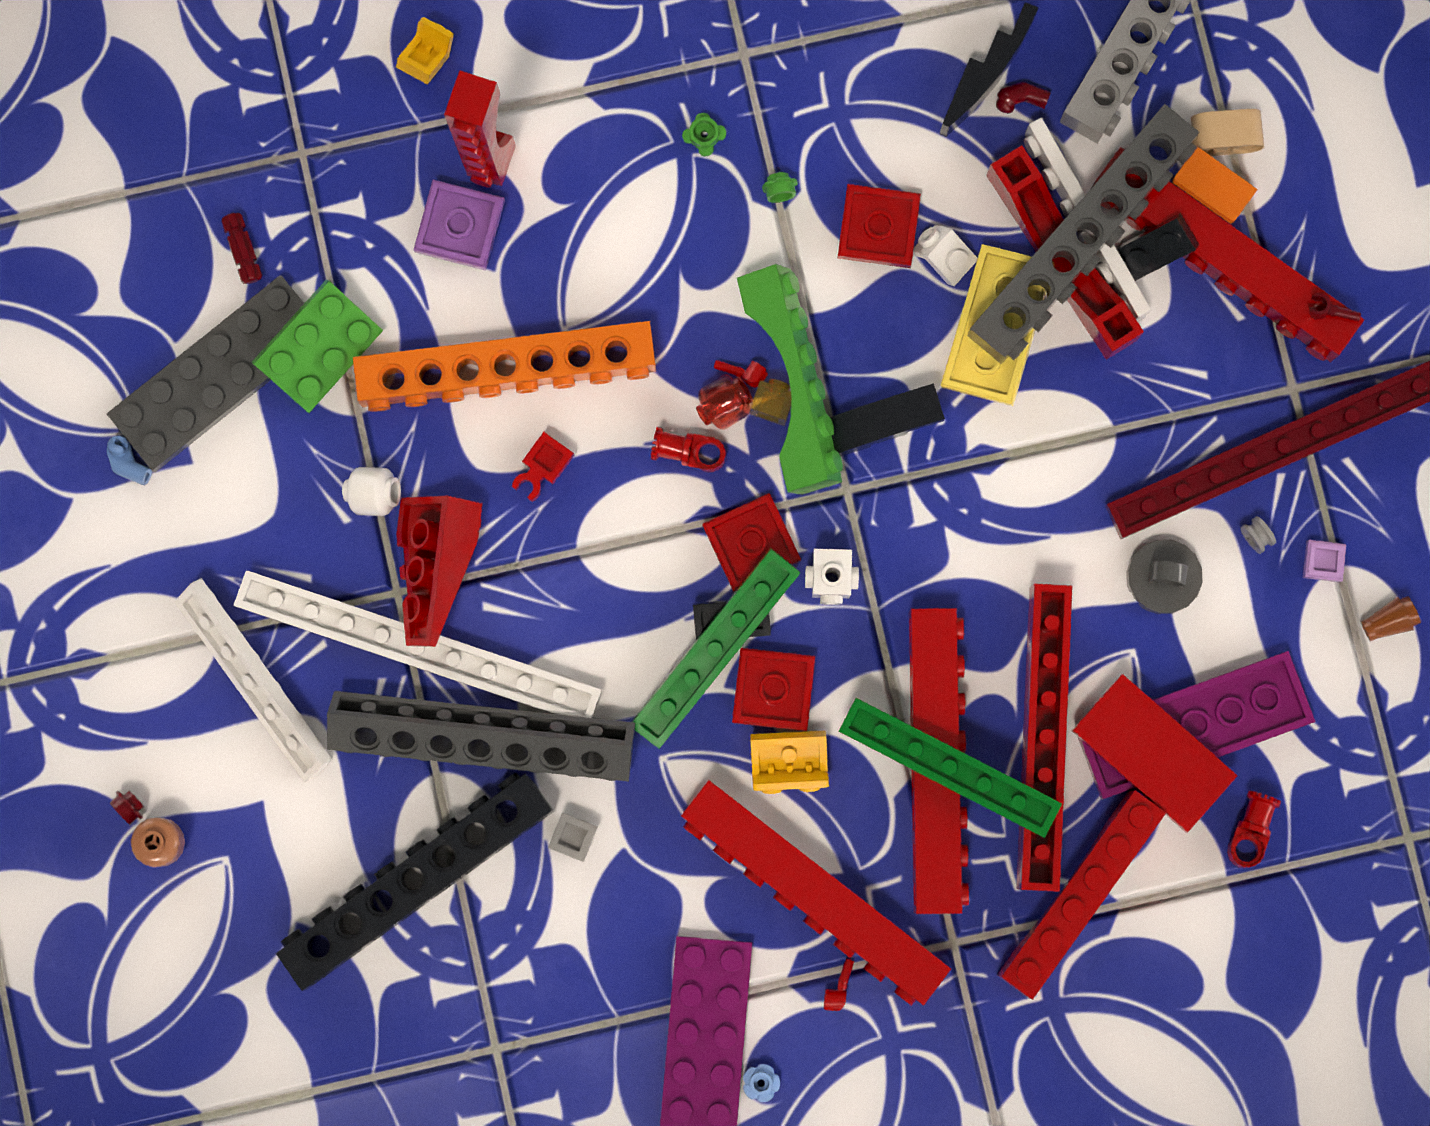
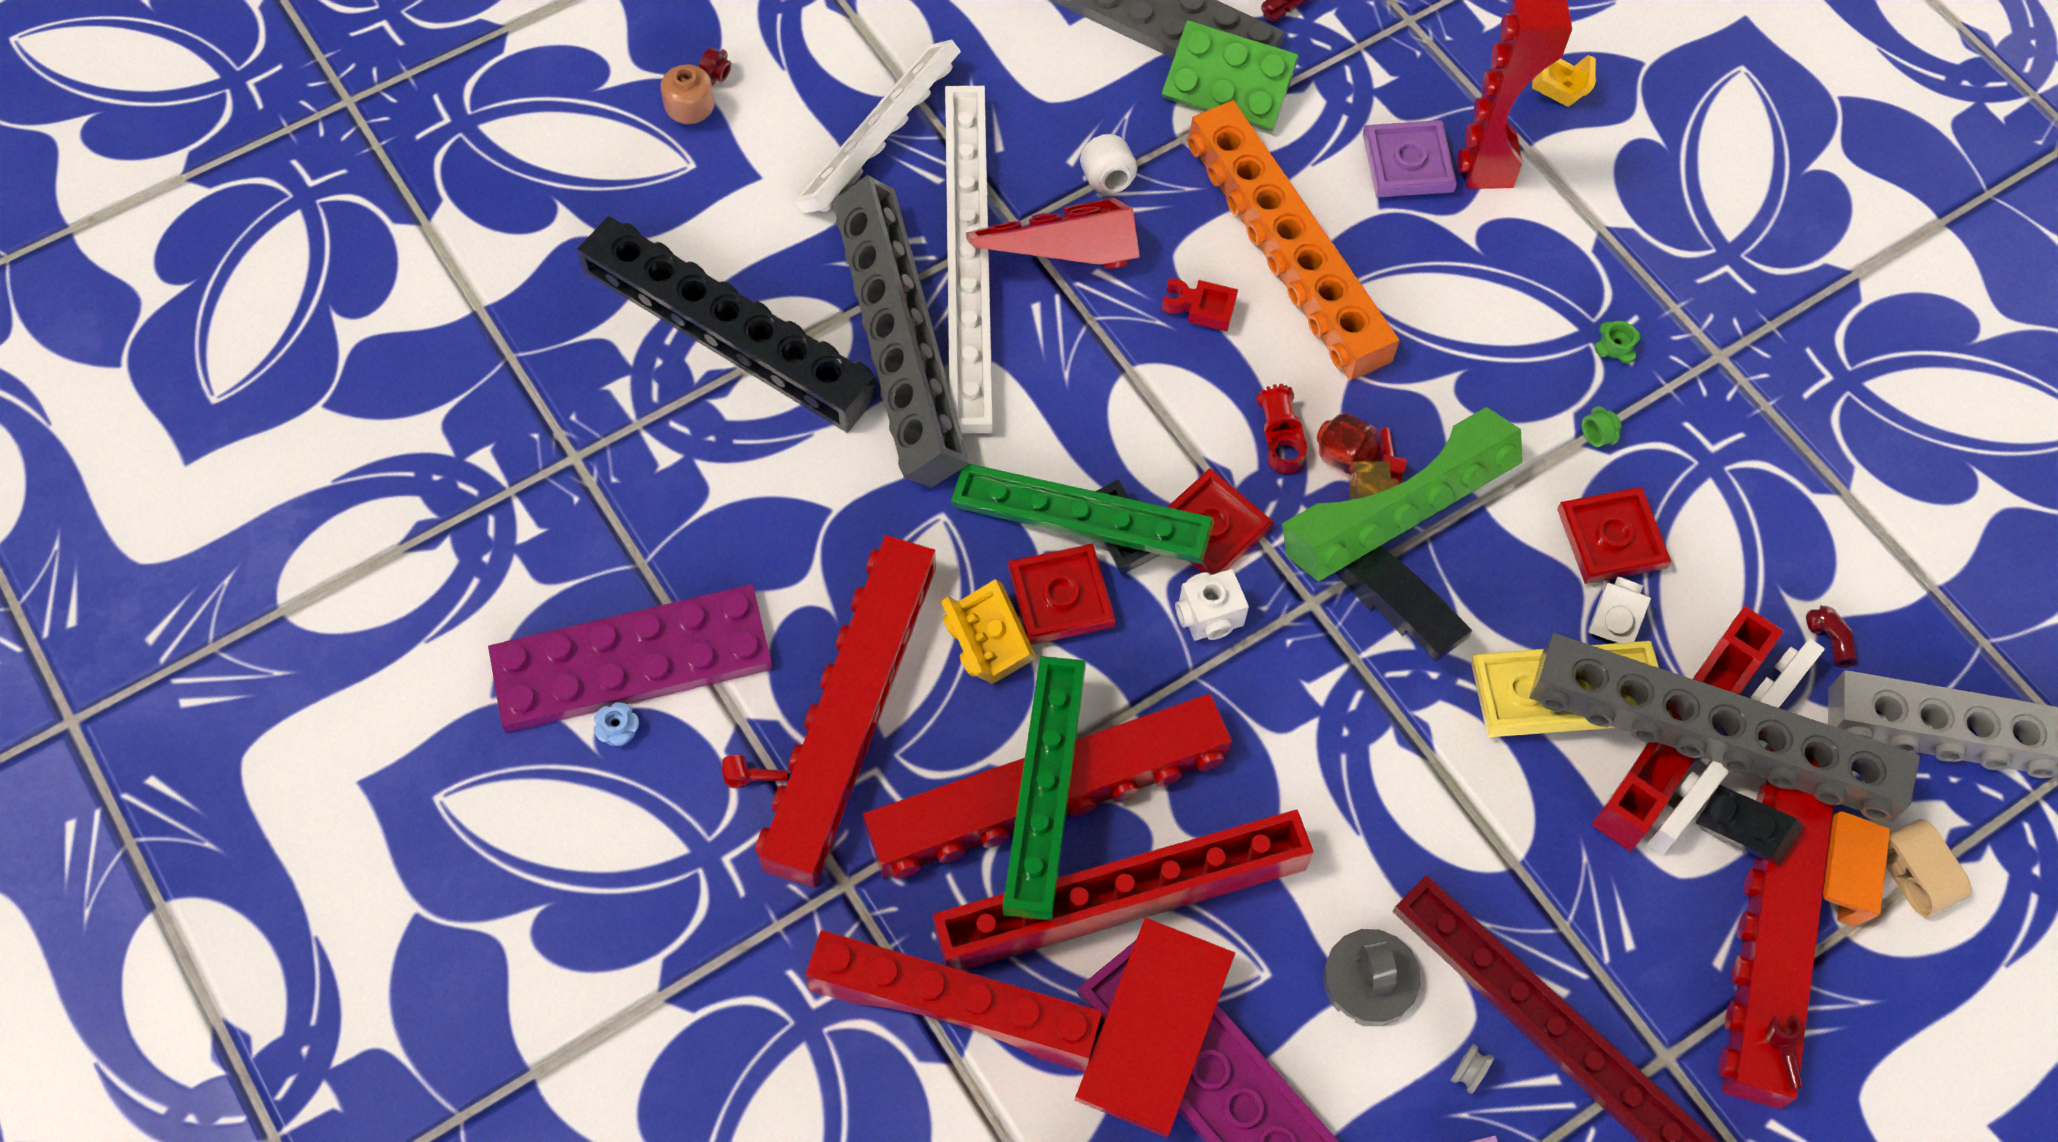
camera: 65 degrees right, 20 degrees down
(573, 837) = (825, 451): light grey plate -> none
(982, 77) = (1829, 582): black slope -> none

